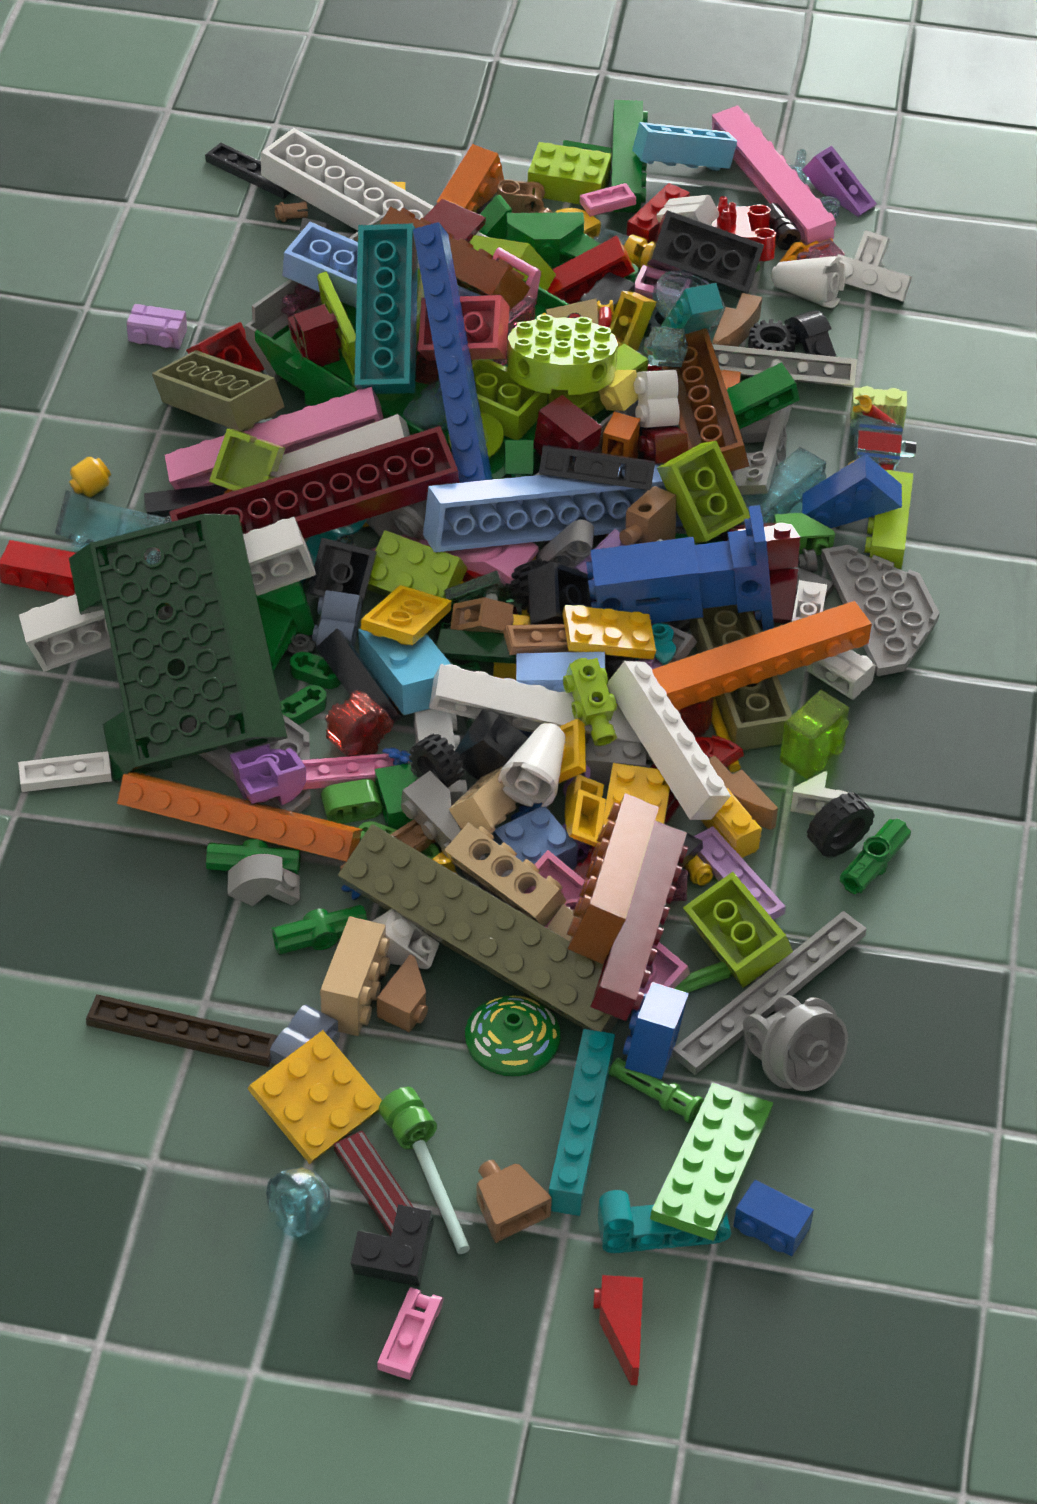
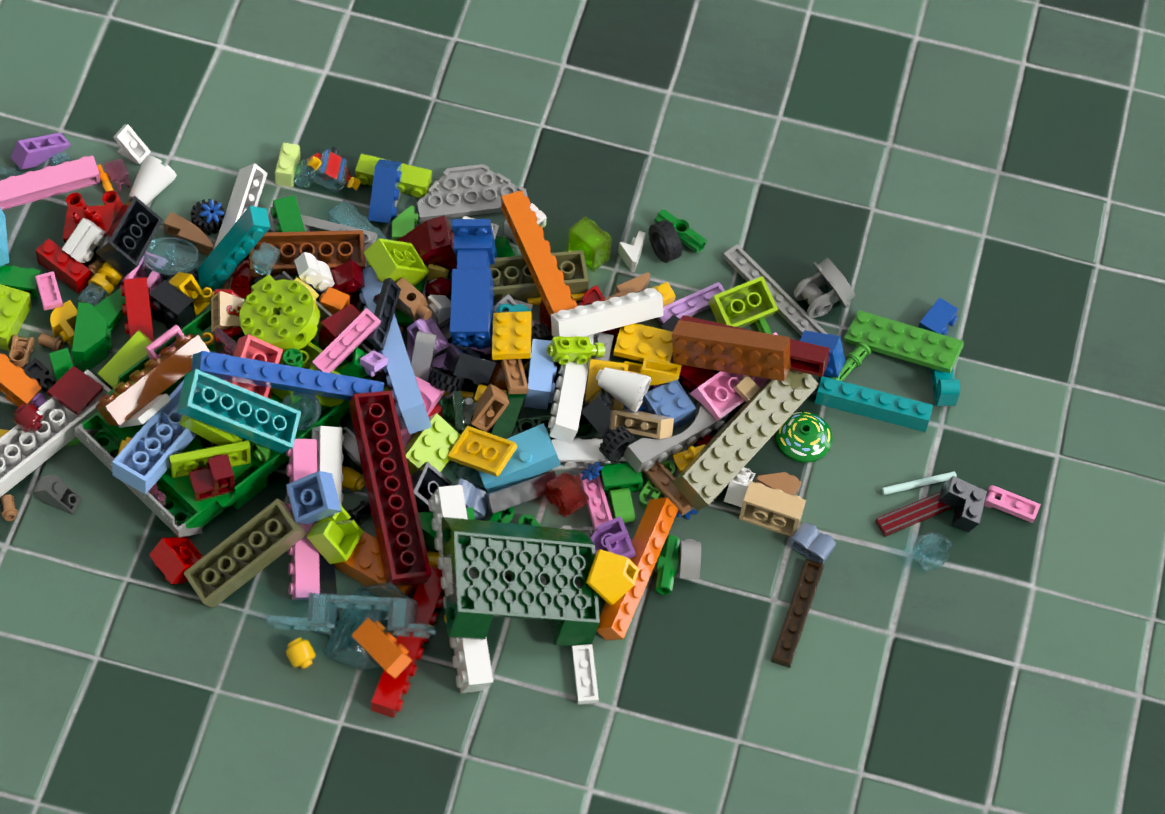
camera: 90 degrees left, 10 degrees up
(77, 527) = (382, 646): none -> orange wedge
(139, 483) = (324, 607): none -> clear light blue bracket
(156, 326) = (137, 604): lavender brick -> none
(204, 761) = (612, 575): none -> yellow slope
(280, 413) = (313, 497): none -> medium blue brick
(315, 1096) = (857, 537): yellow plate -> none
(316, 929) = (725, 530): green piece -> none
(397, 183) = (28, 417): none -> dark red head
(407, 1117) = (869, 492): bright green wheel -> none
(473, 843) = (738, 398): tan brick -> none
(496, 375) = (293, 355): none -> green wheel
(510, 1199) = (926, 446): medium nougat torso -> none
(512, 460) = (373, 362): none -> lavender tile
(532, 421) = (346, 342): none -> bright pink plate
(621, 1319) = (1002, 400): red slope -> none
(770, 331) = (211, 207): none -> blue plant
(785, 229) = (87, 191): black axle -> none
(812, 331) = (207, 188): black brick -> none
(875, 278) = (149, 145): white plate -> none

